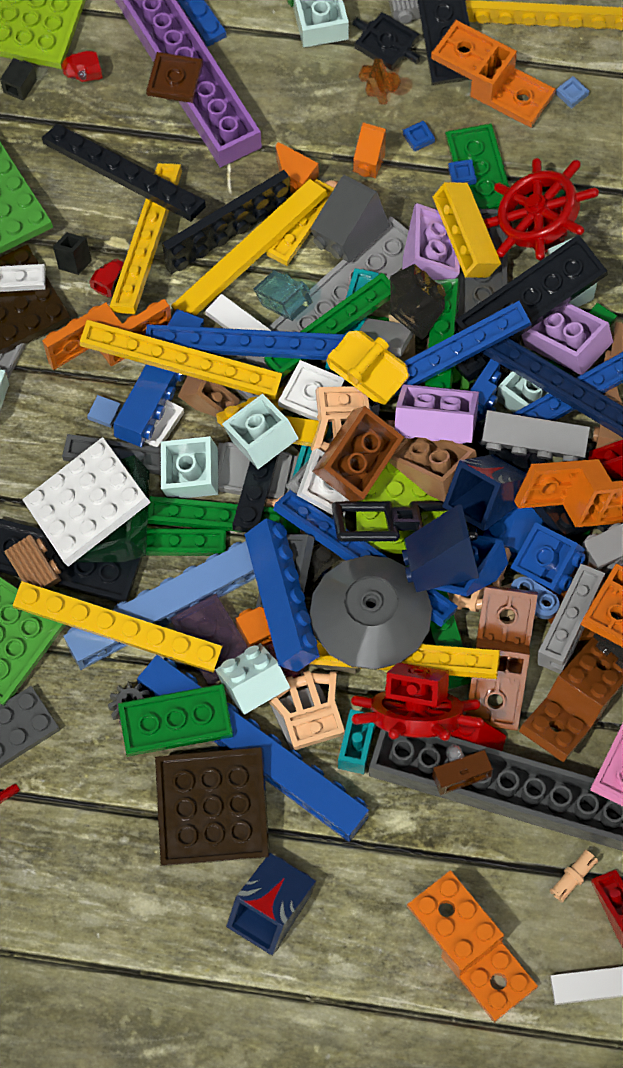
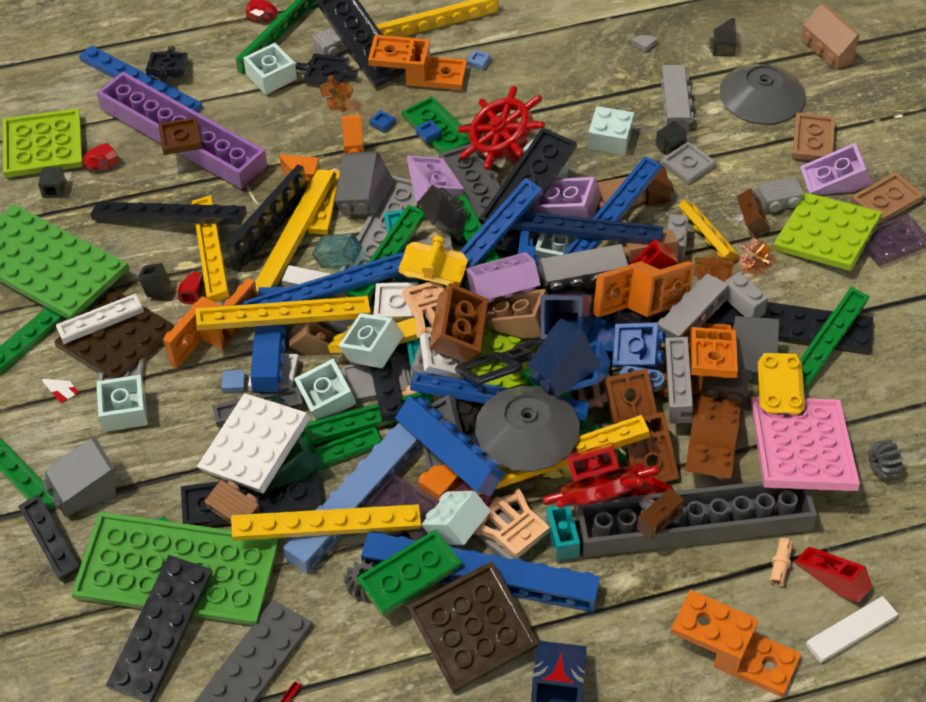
camera: 25 degrees left, 15 degrees down
(466, 230) = (454, 160): yellow brick -> none

